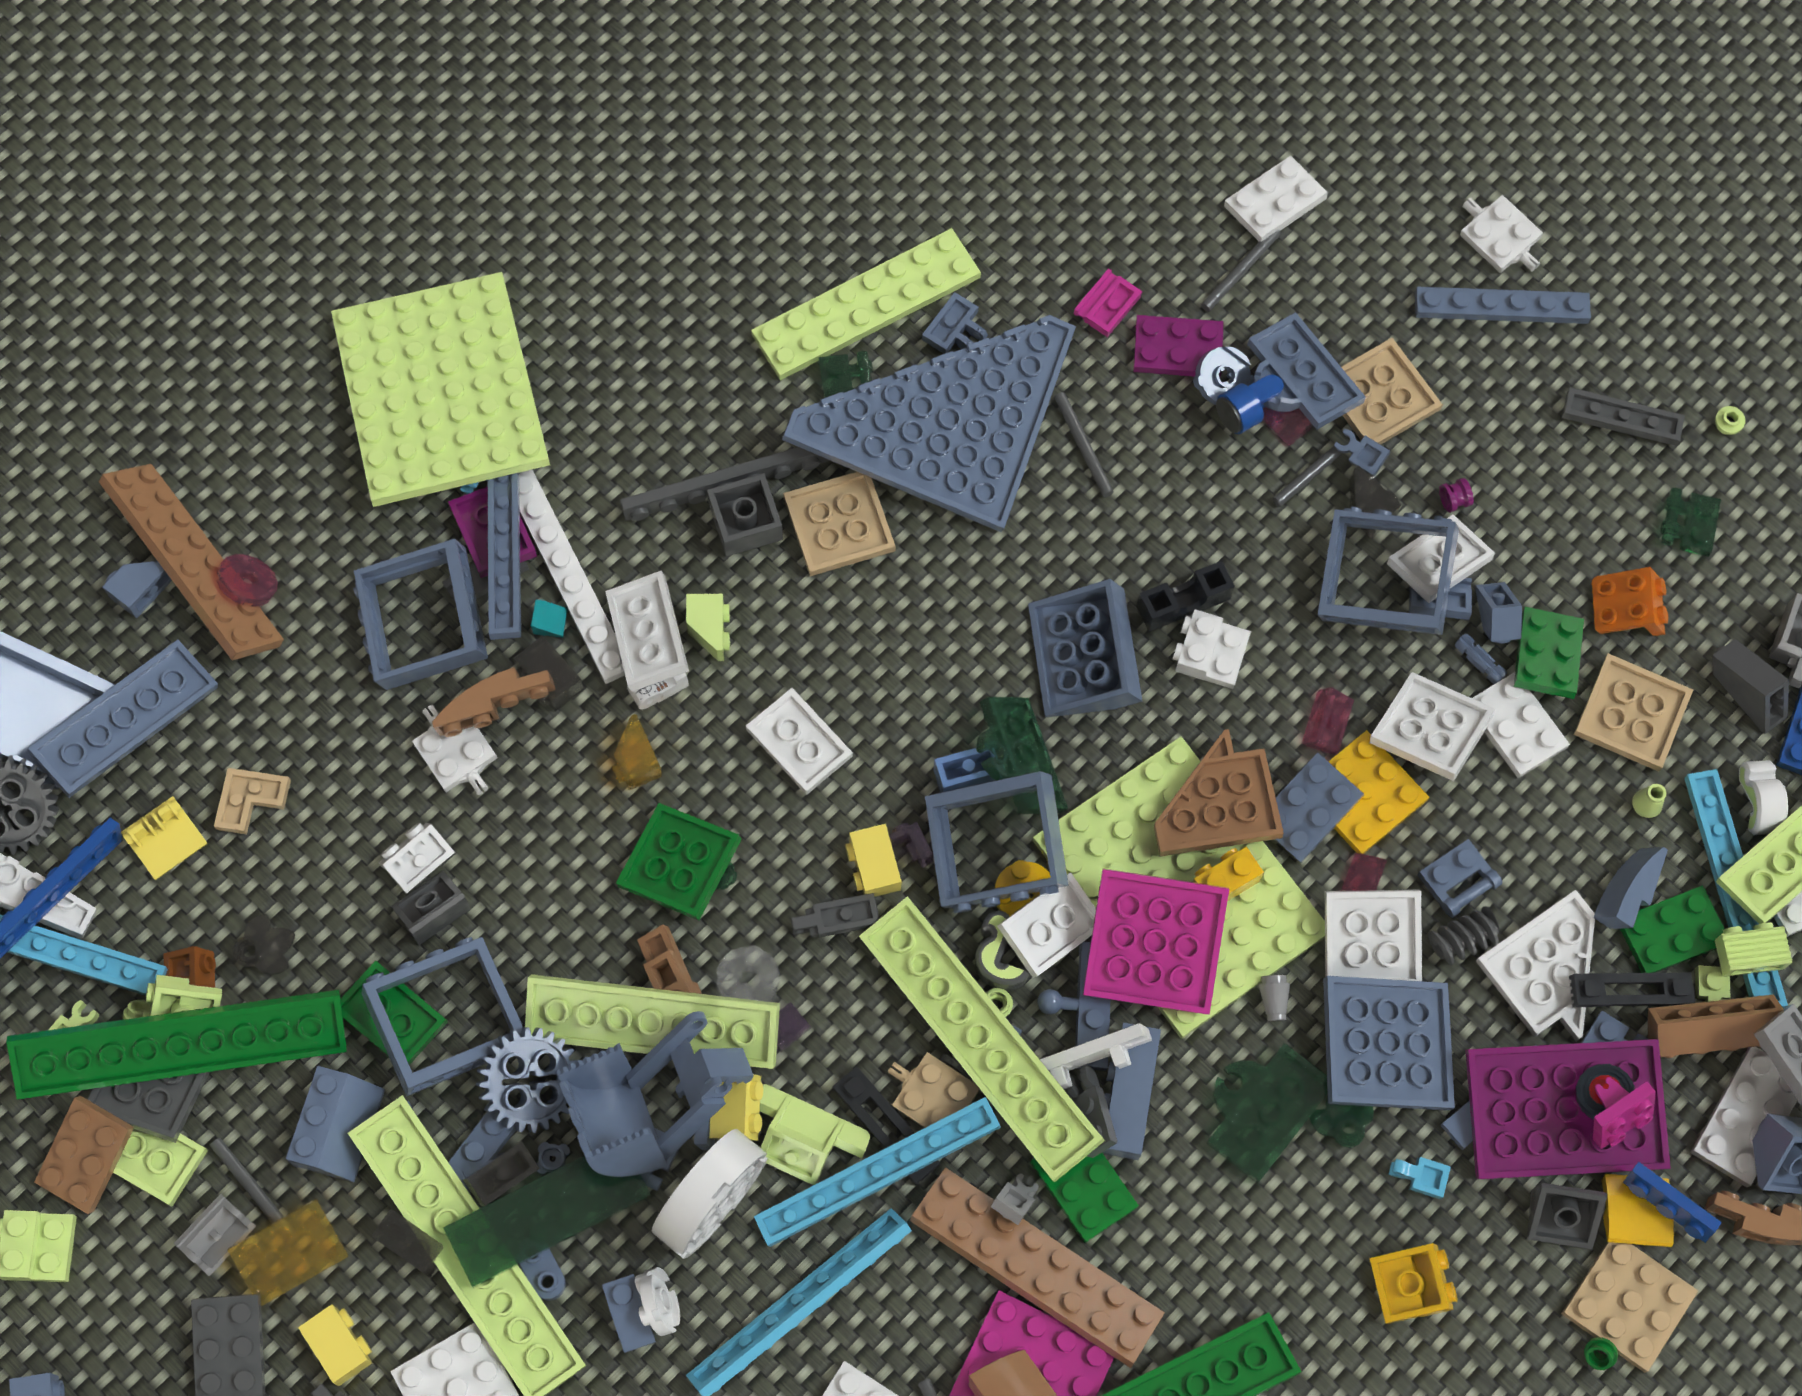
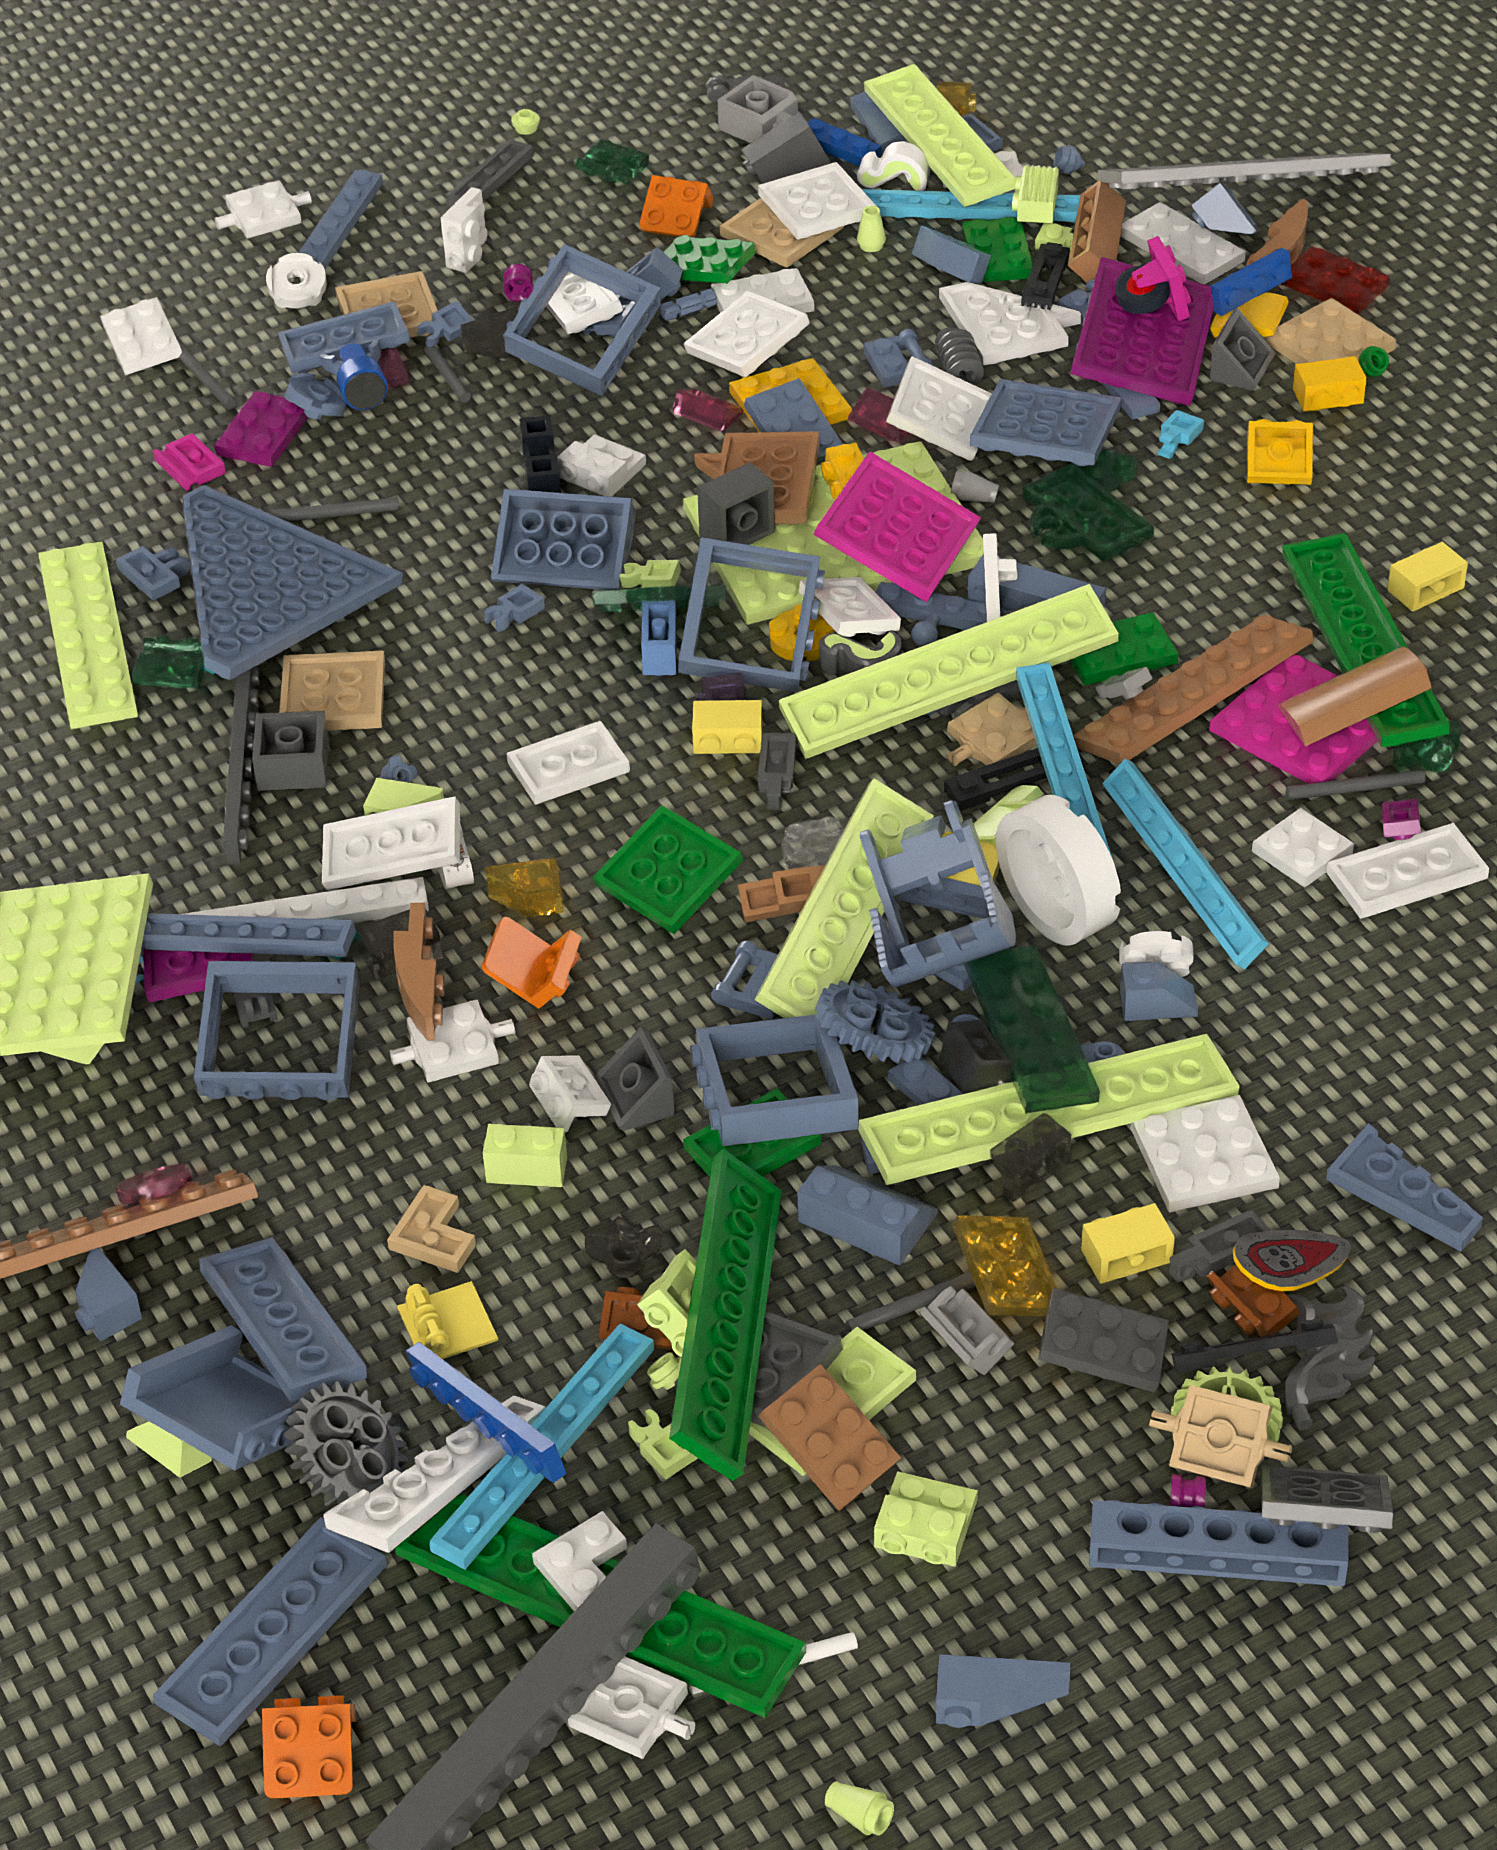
camera: 70 degrees left, 25 degrees down
(333, 843) = (525, 1155): none -> yellowish green brick
(541, 782) = (529, 963): none -> orange bracket
(574, 971) = (744, 1001): none -> sand blue plate
(745, 608) = (396, 766): none -> sand blue plate
(991, 638) = (515, 605): none -> sand blue plate
(1065, 742) = (653, 574): none -> yellowish green plate
(1138, 788) = (737, 506): none -> dark grey brick
(1394, 317) = (299, 295): none -> white plate
(1504, 421) = (464, 231): none -> white plate
(1537, 1314) = (1329, 383): none -> yellow brick
(1669, 735) = (815, 200): none -> white plate
(1738, 1289) = (1331, 276): none -> clear red plate

